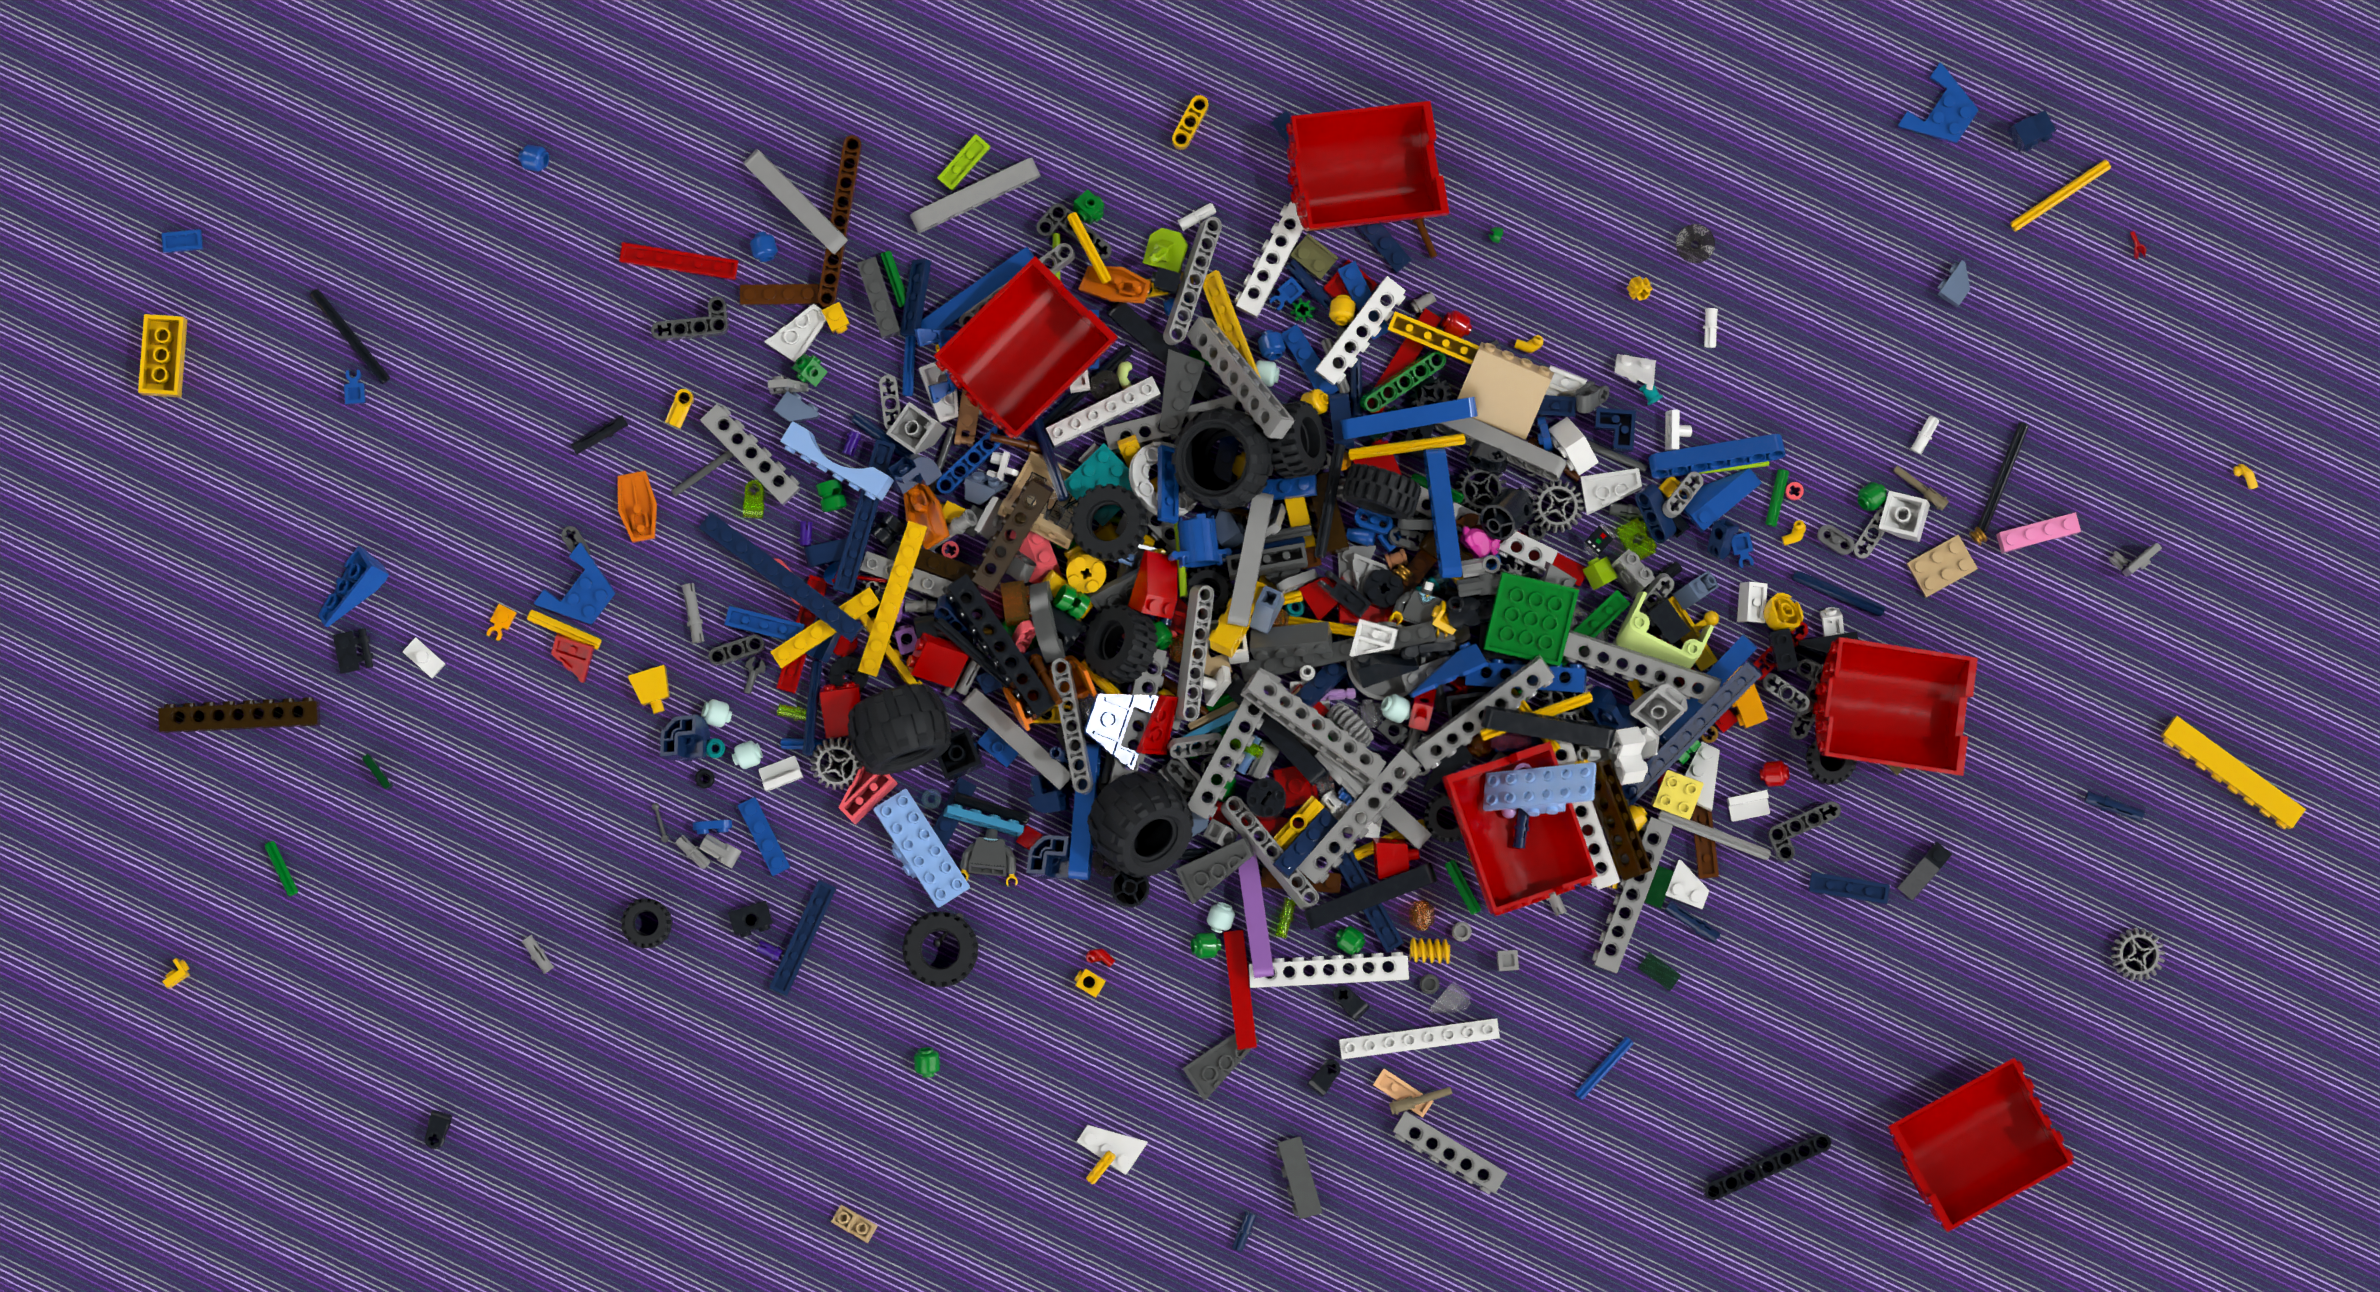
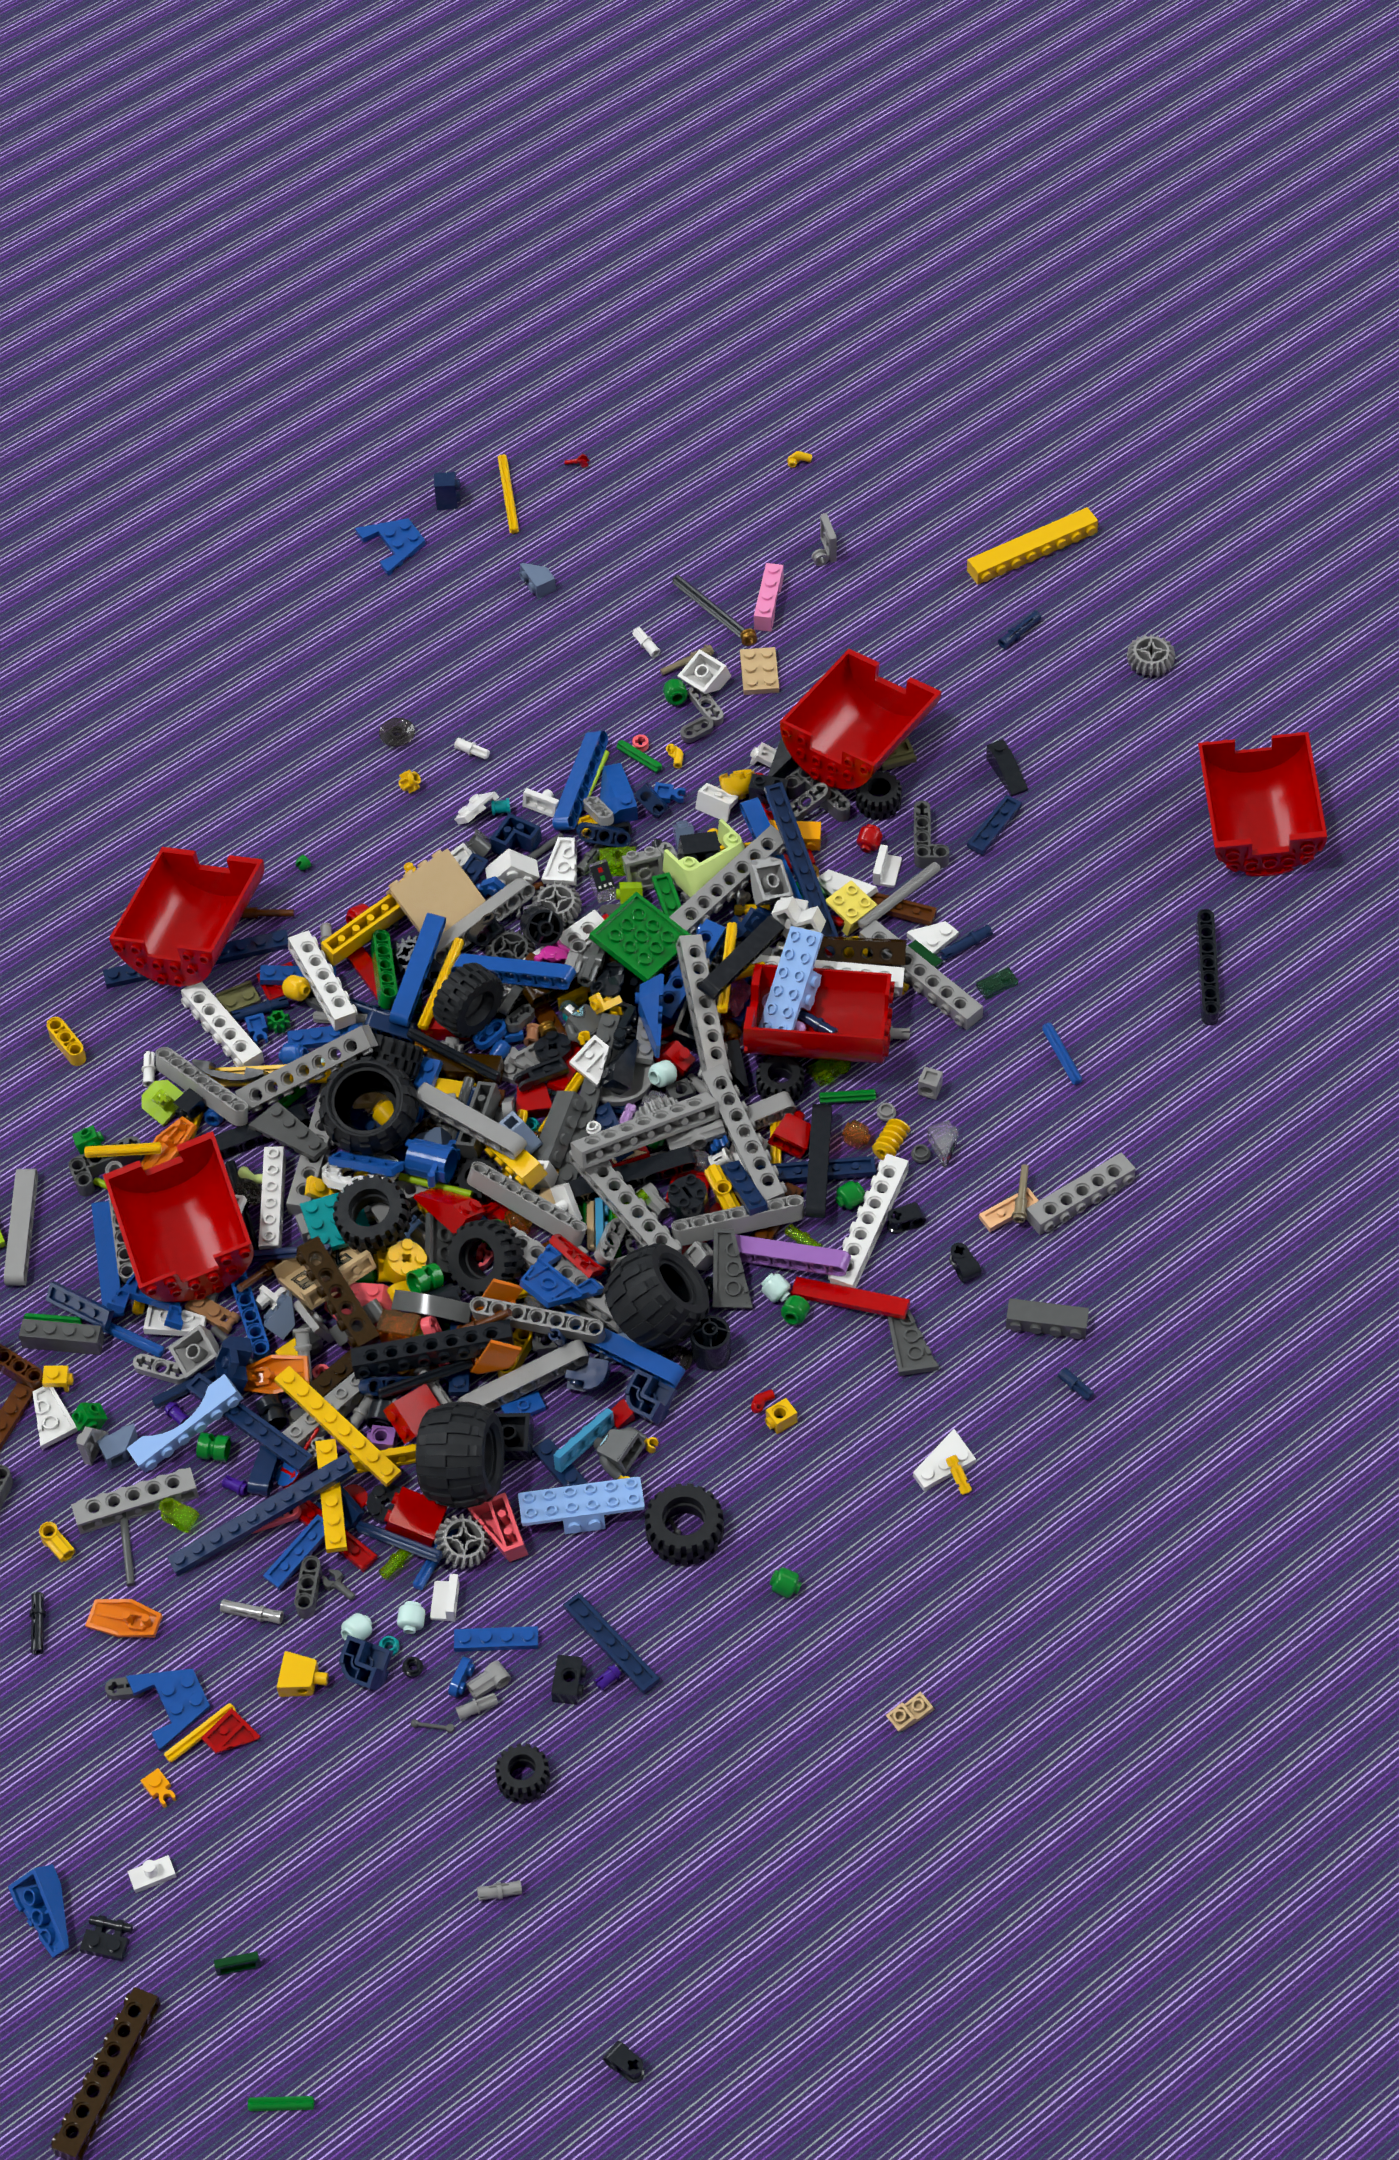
camera: 60 degrees left, 30 degrees down
(936, 803) = (539, 1475): clear light blue plate -> none
(991, 808) = (562, 1440): black axle -> none
(1211, 300) = (250, 1073): none -> slope
(1419, 1038) = (965, 1177): white brick -> none
(1838, 593) = (742, 744): dark blue axle -> none

